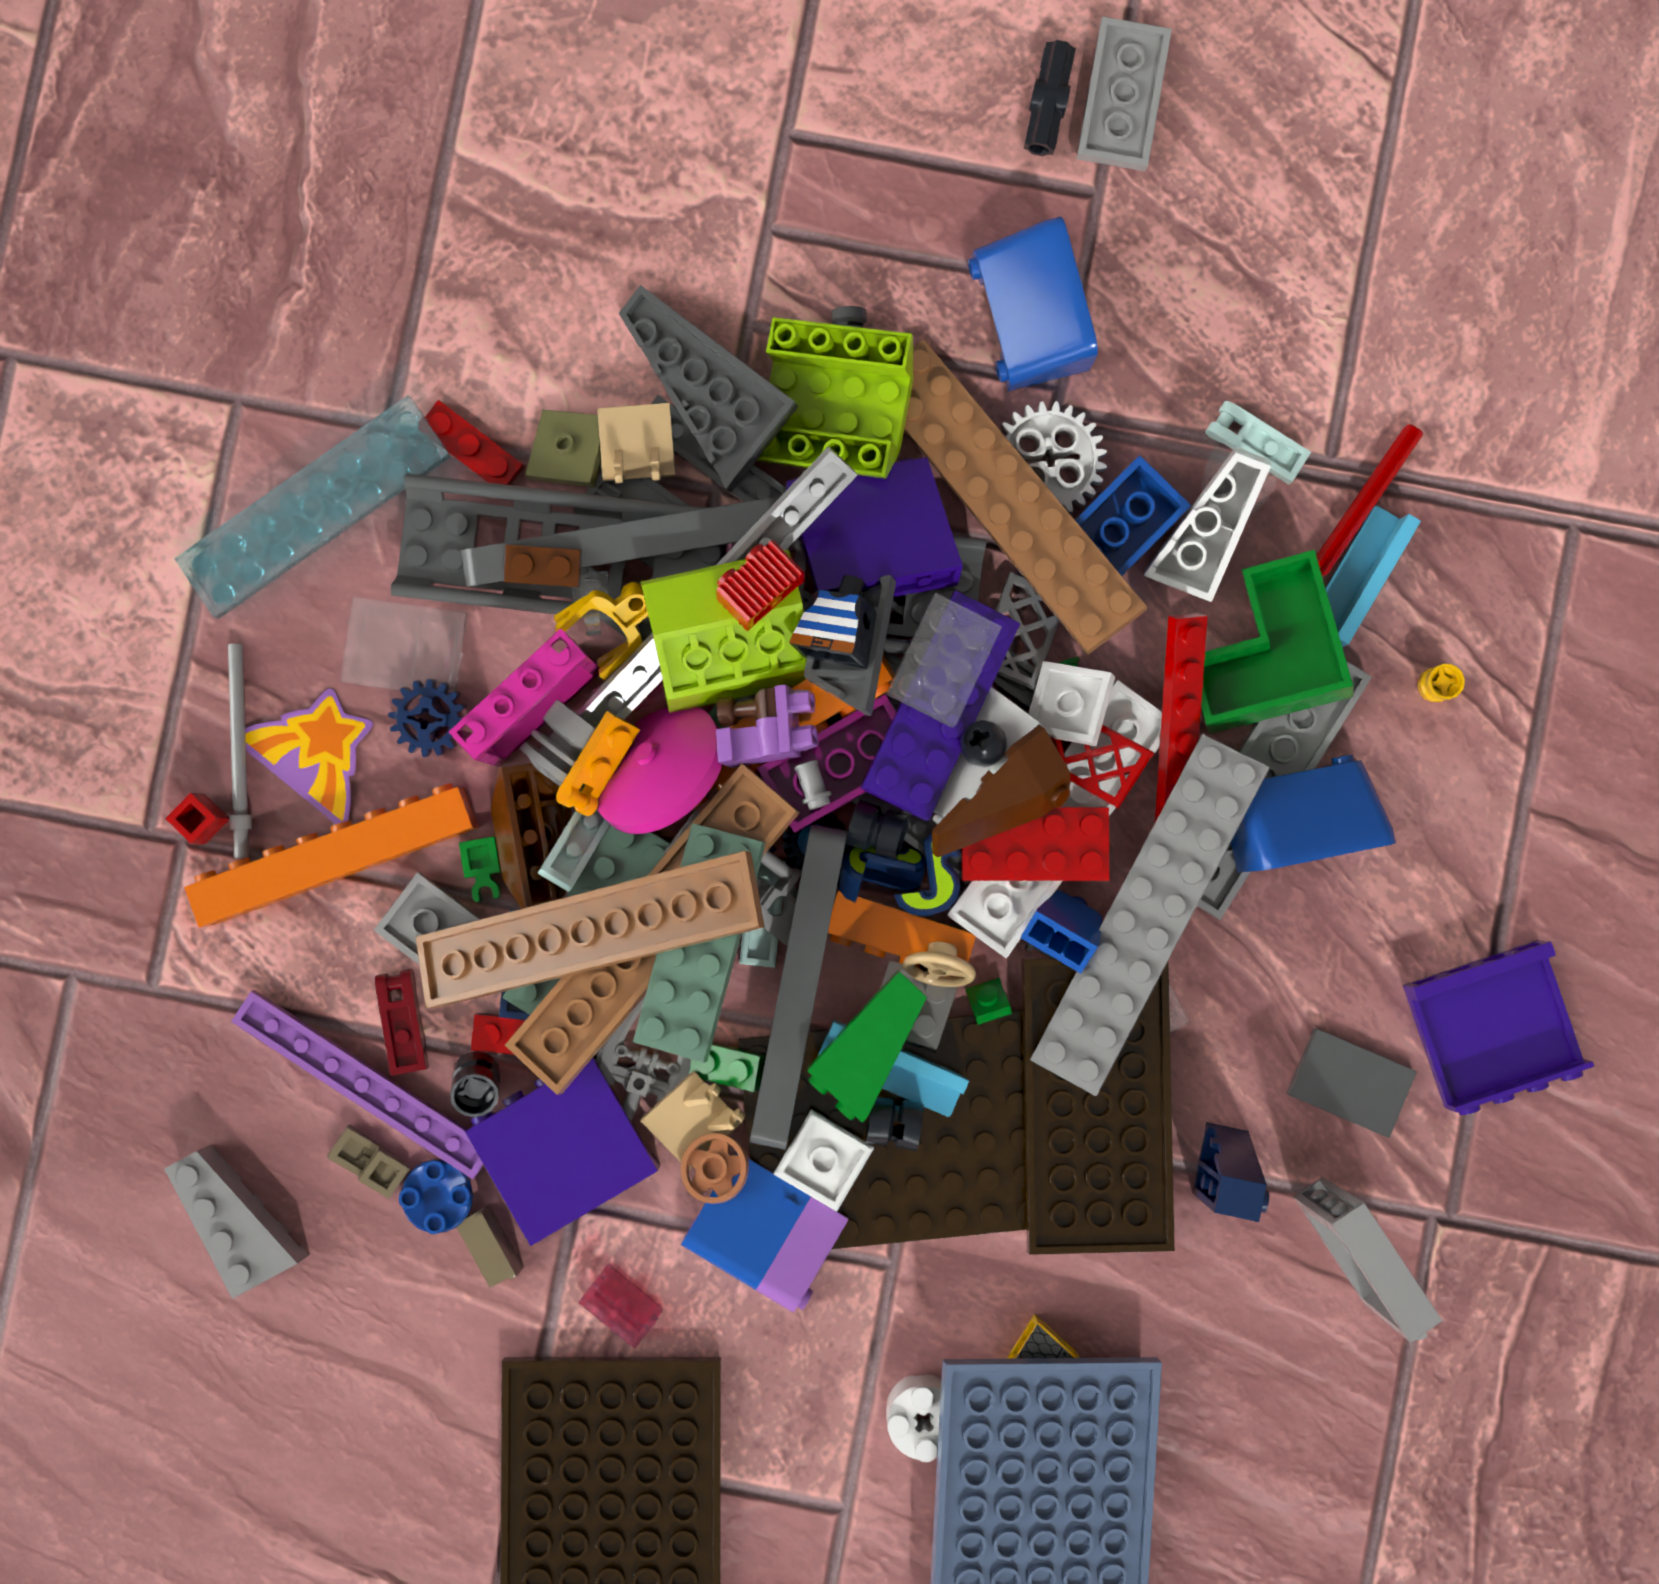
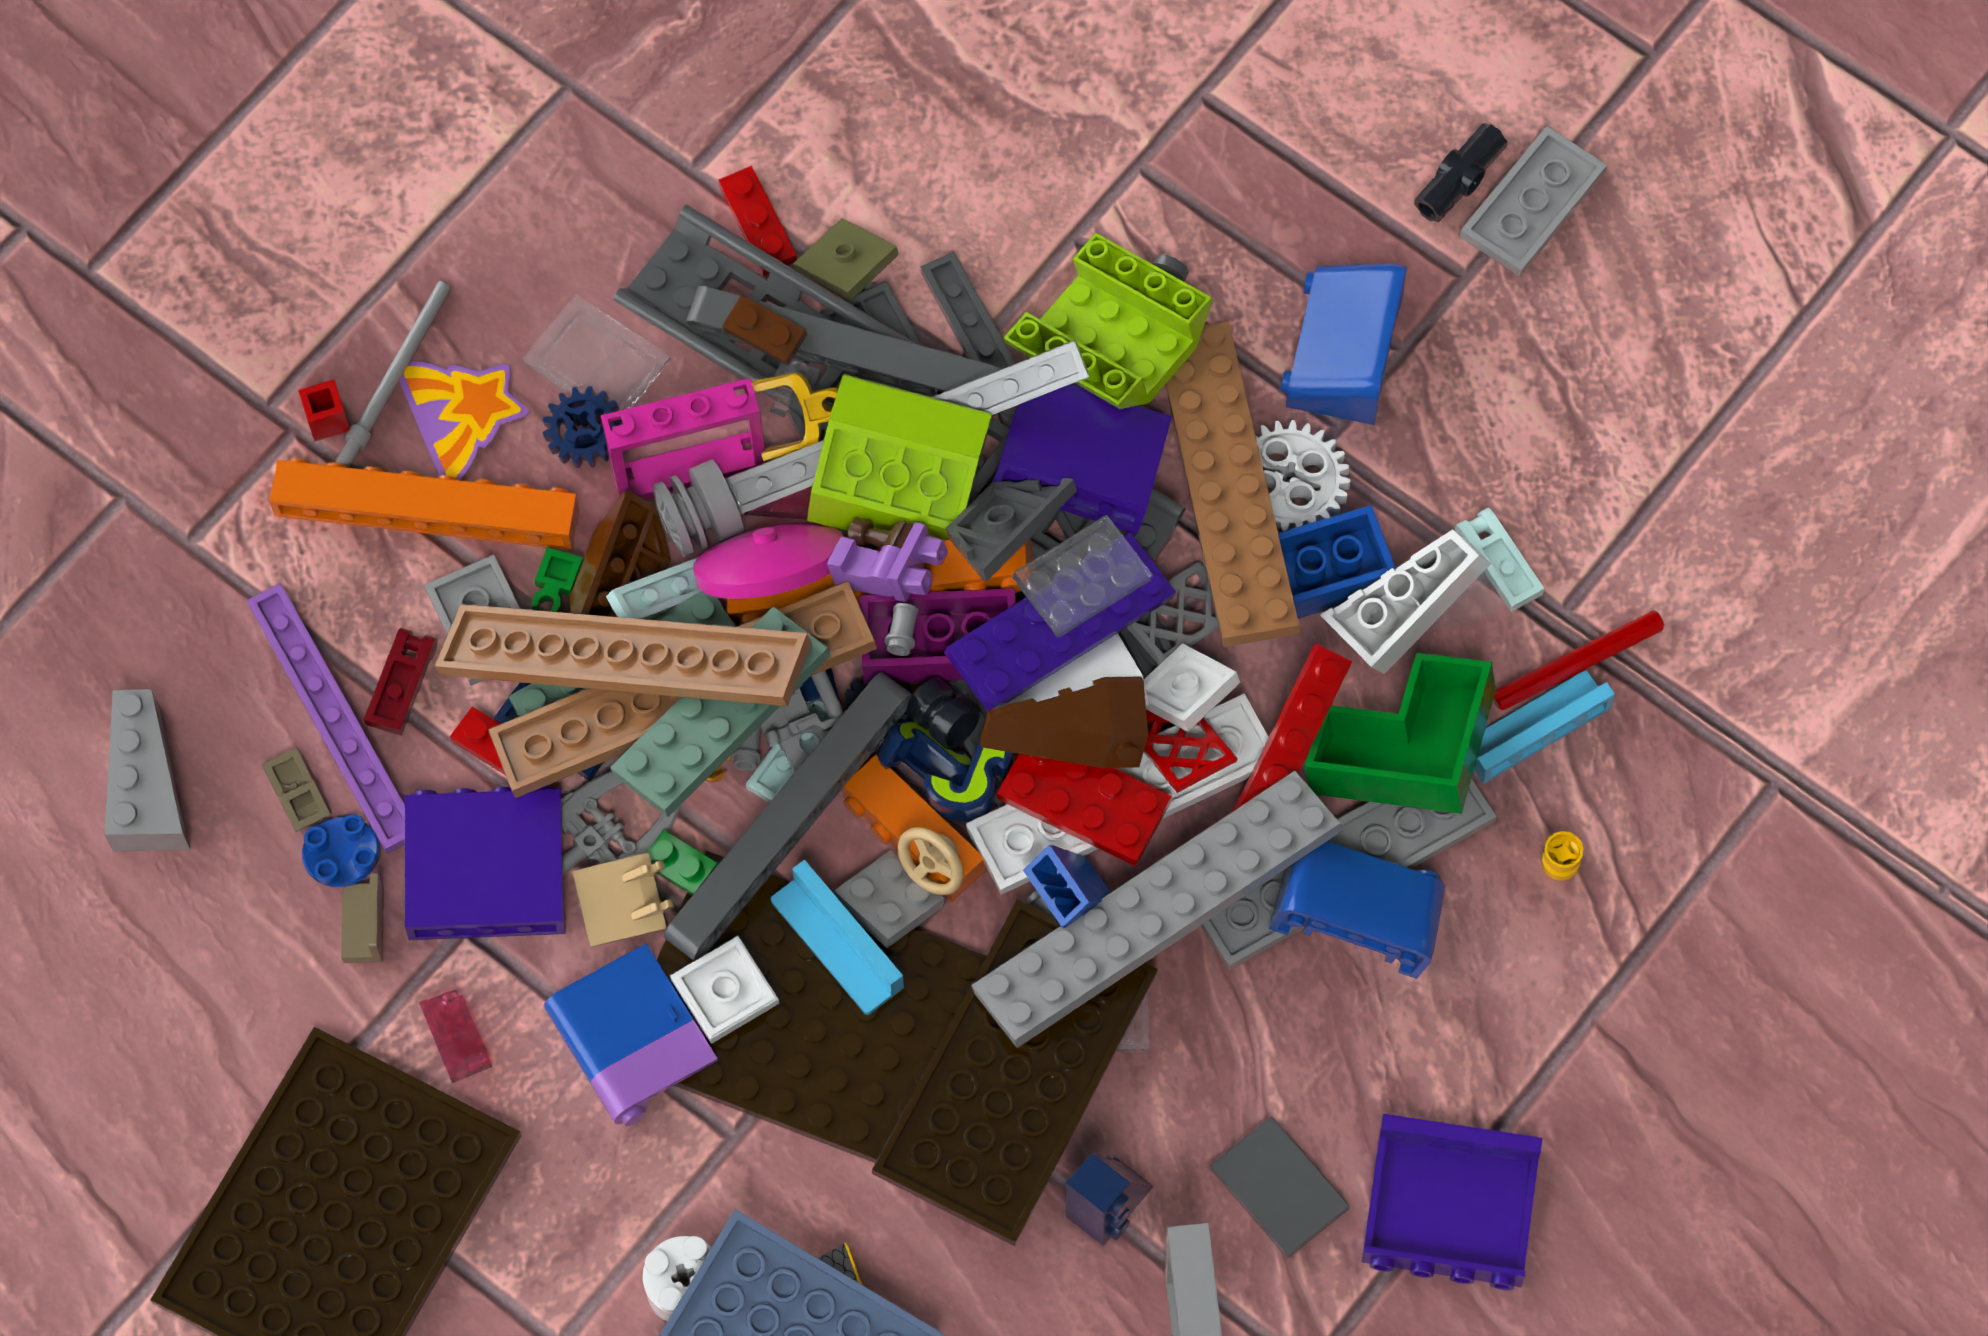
camera: 30 degrees right, 20 degrees down
(312, 507) = (583, 200): clear light blue plate -> none
(475, 1084) = (438, 761): black wheel -> none
(596, 764) = (716, 526): light orange plate -> none
(636, 442) = (910, 279): tan plate -> none
(714, 1168) = (617, 947): nougat wheel -> none
(717, 395) = (1004, 266): dark grey wing -> none
(758, 584) = (947, 420): red brick -> none
(837, 626) = (998, 494): torso -> none
(867, 1048) = (824, 888): green slope -> none
(881, 1123) = (799, 977): black wheel -> none
(971, 743) = (1079, 665): black piece -> none
(988, 1001) = (963, 931): green plate -> none

